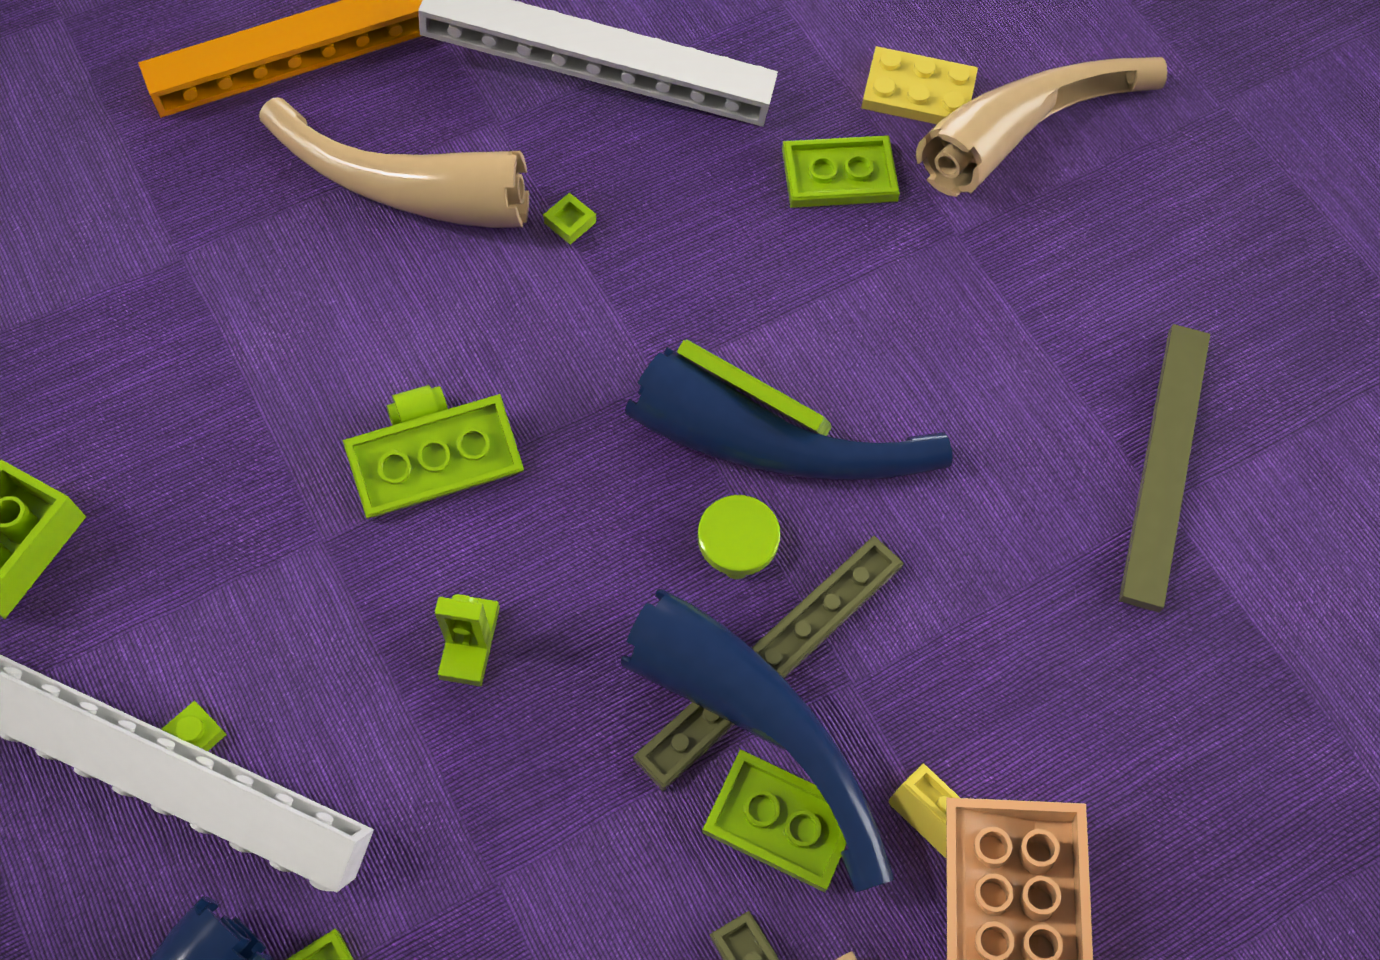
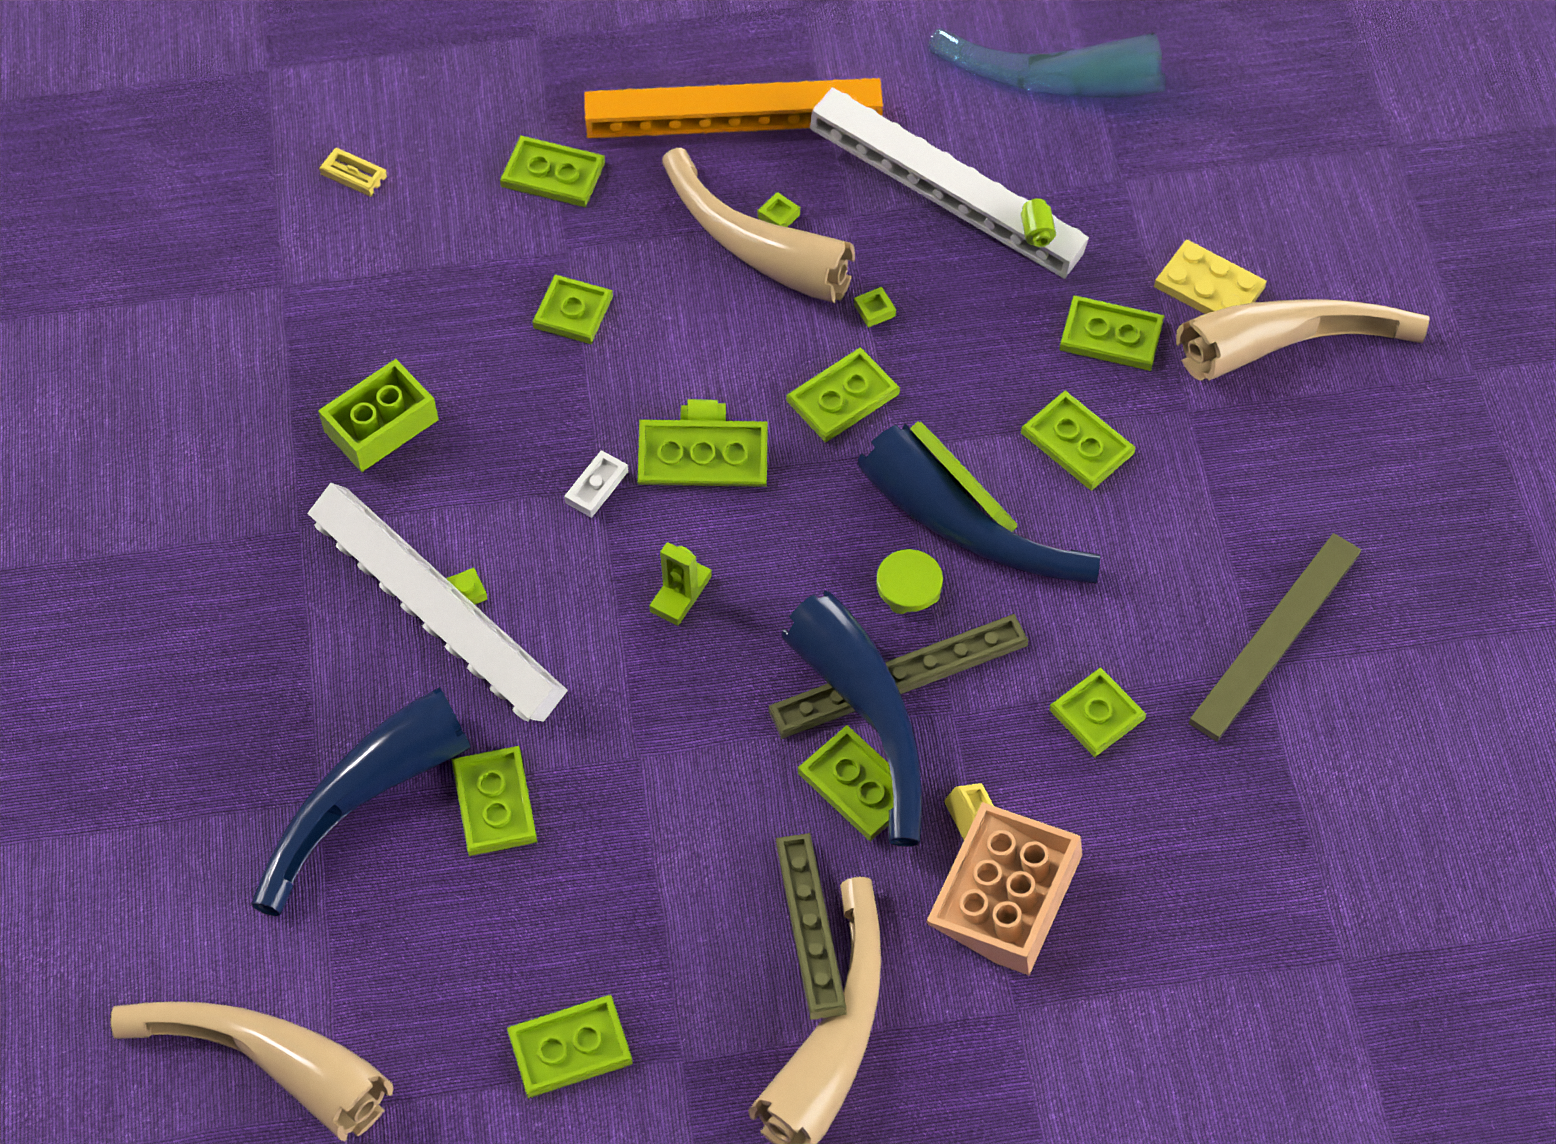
camera: 25 degrees right, 5 degrees down
(131, 167) = (552, 171): none -> lime tile
(211, 325) = (572, 309): none -> lime tile
(315, 537) = (596, 483): none -> white plate
(418, 138) = (779, 211): none -> lime plate
(571, 332) = (842, 394): none -> lime tile
(721, 69) = (1038, 222): none -> lime brick
(855, 304) = (1078, 440): none -> lime tile
(1016, 624) = (1097, 712): none -> lime tile

